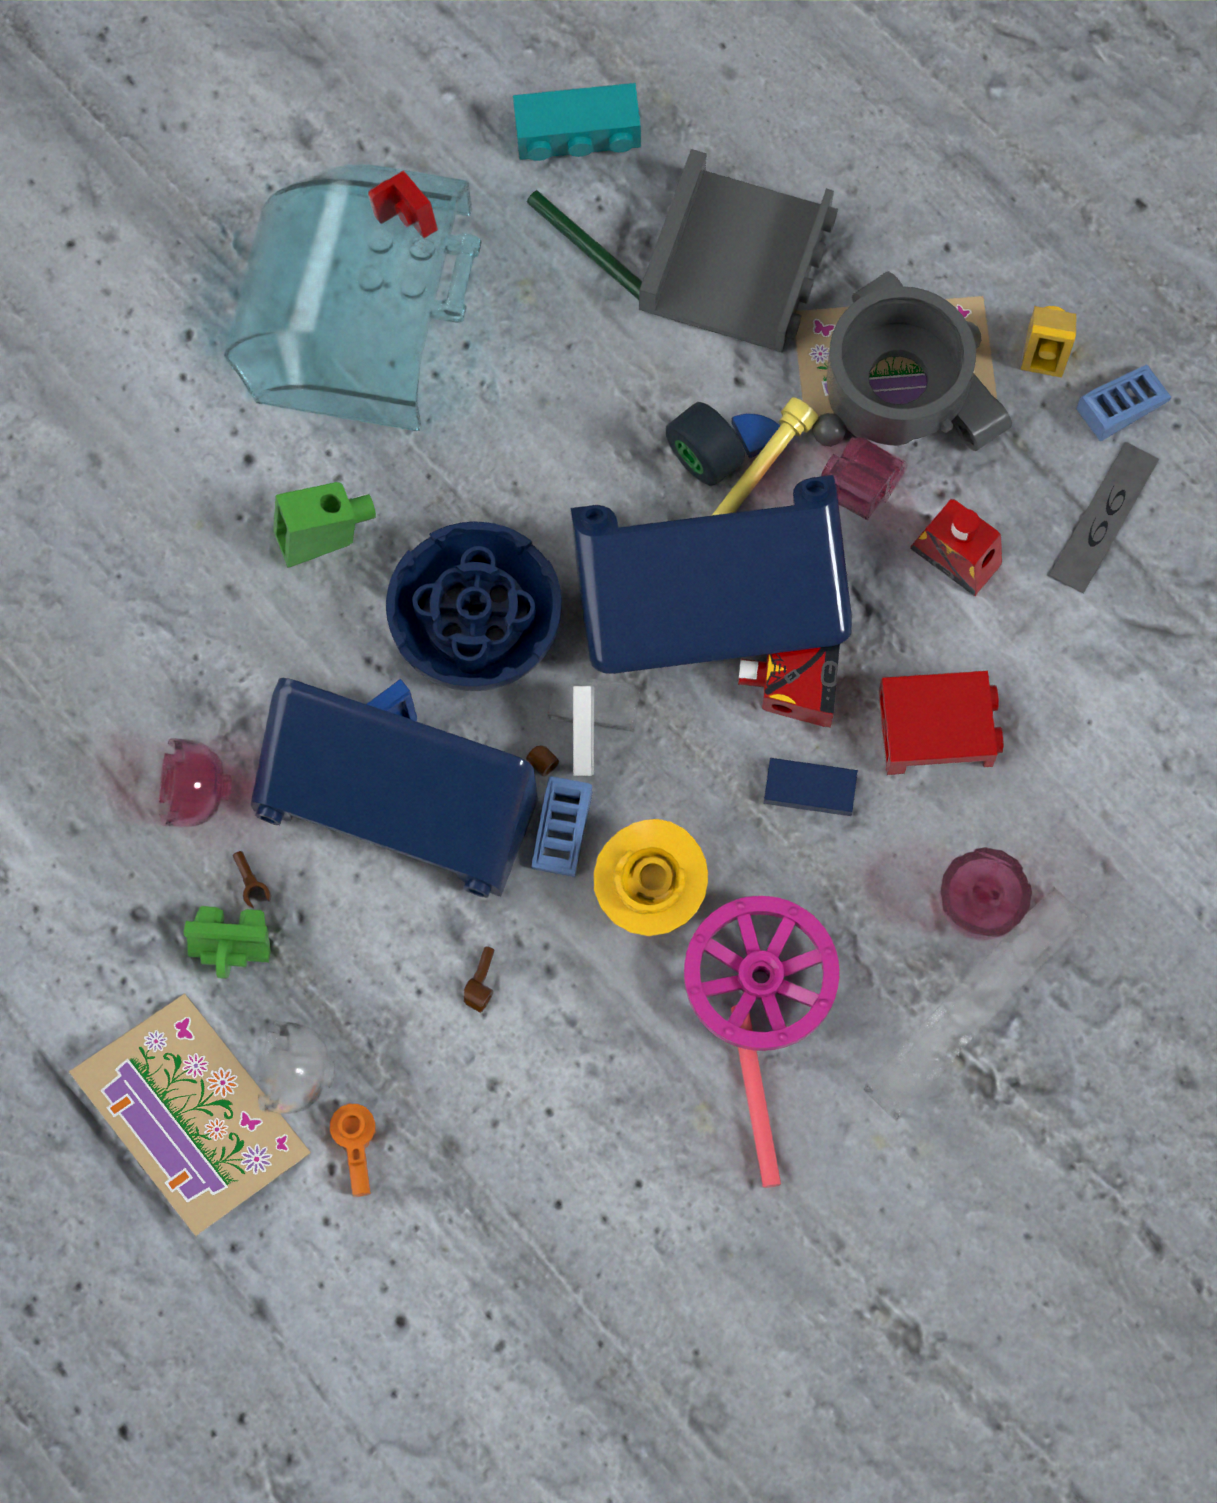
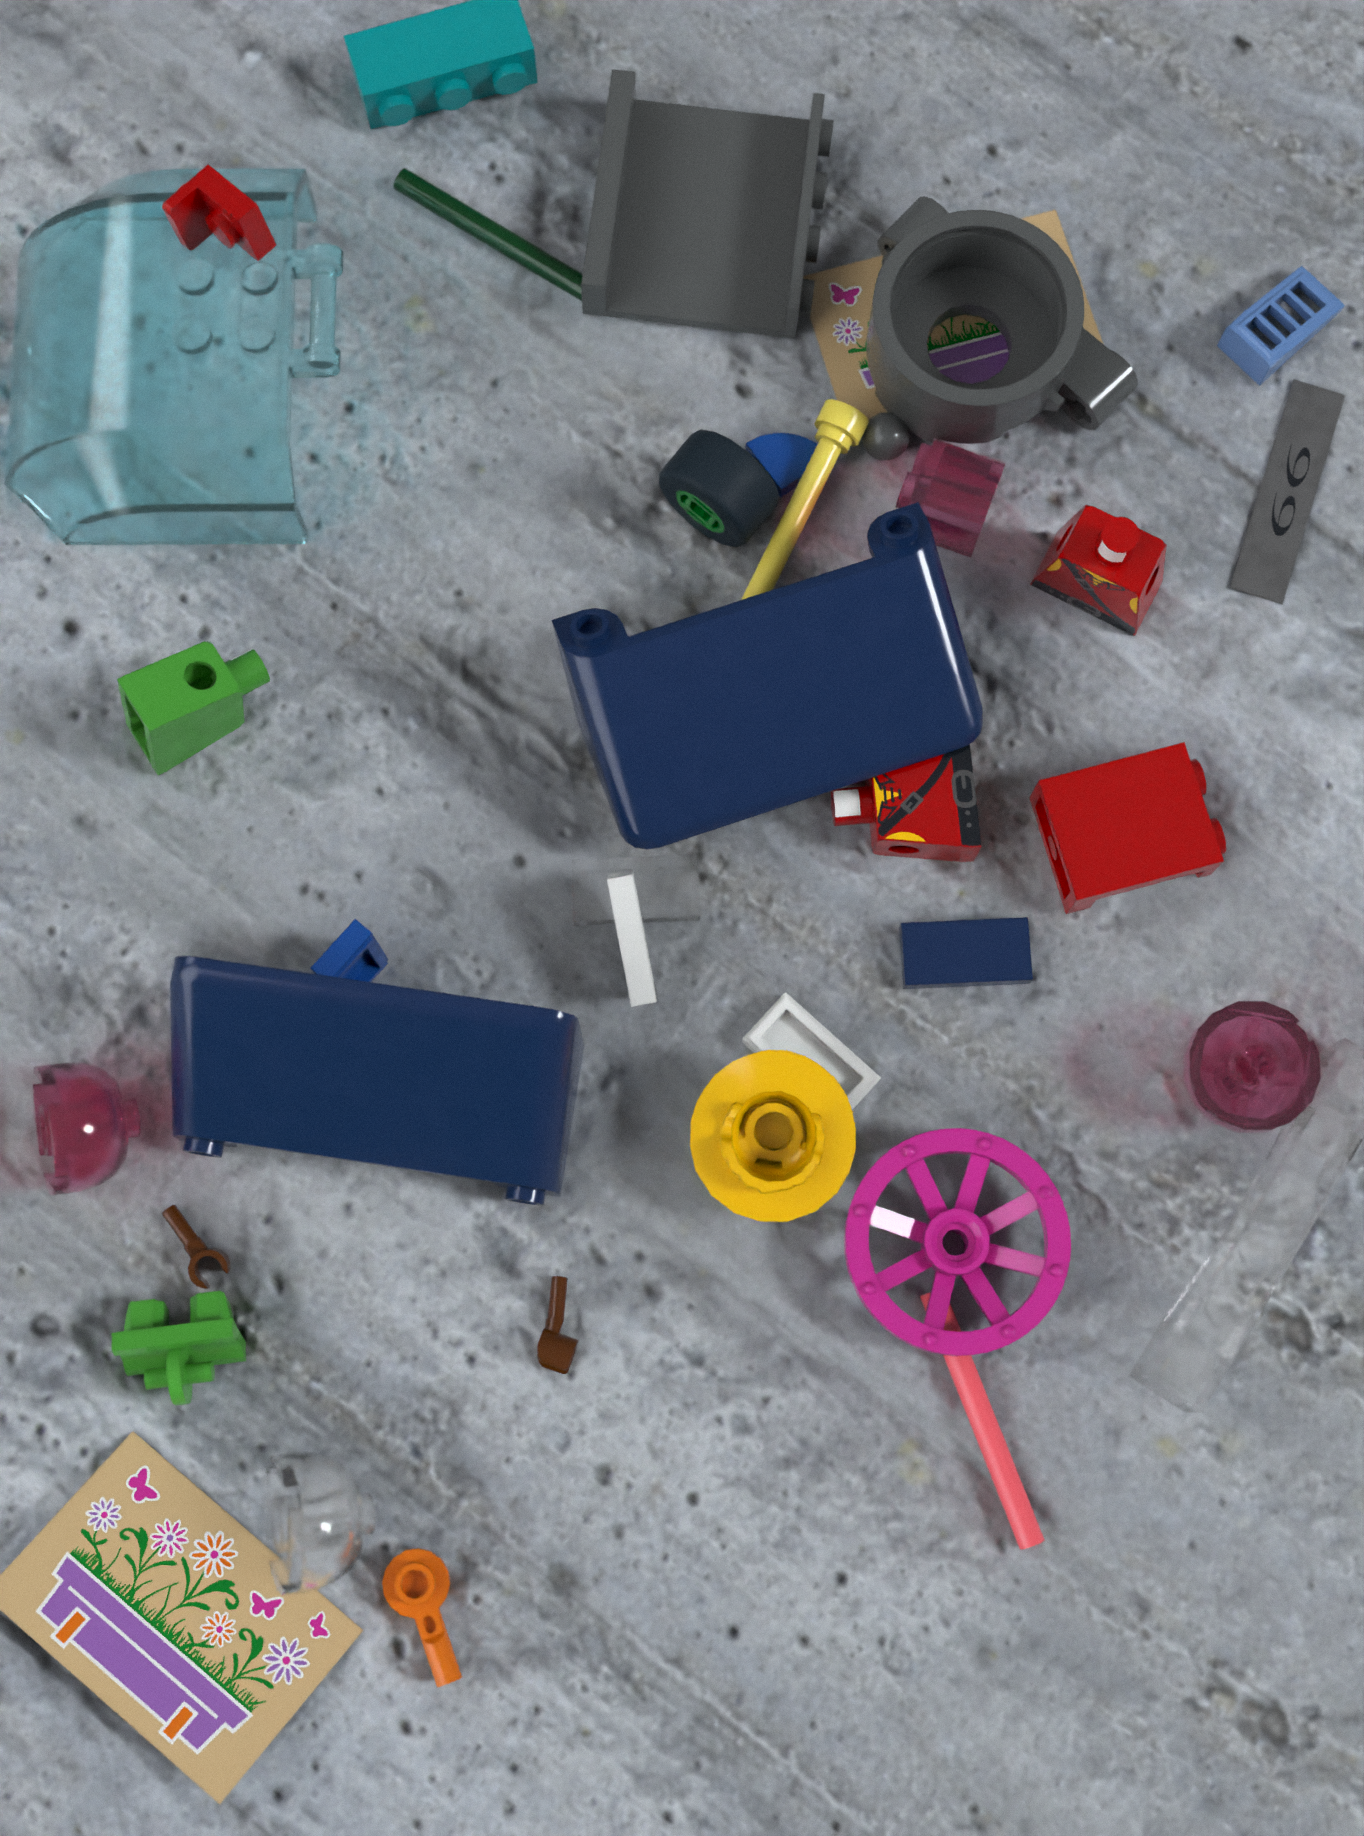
camera: 15 degrees left, 5 degrees up
(480, 560) = (434, 716): dark blue brick -> none
(542, 760) = (578, 988): reddish brown hand -> none
(568, 789) = (627, 1025): medium blue slope -> none
(683, 813) = (794, 1029): none -> white tile
(1049, 341) = (1166, 255): yellow slope -> none

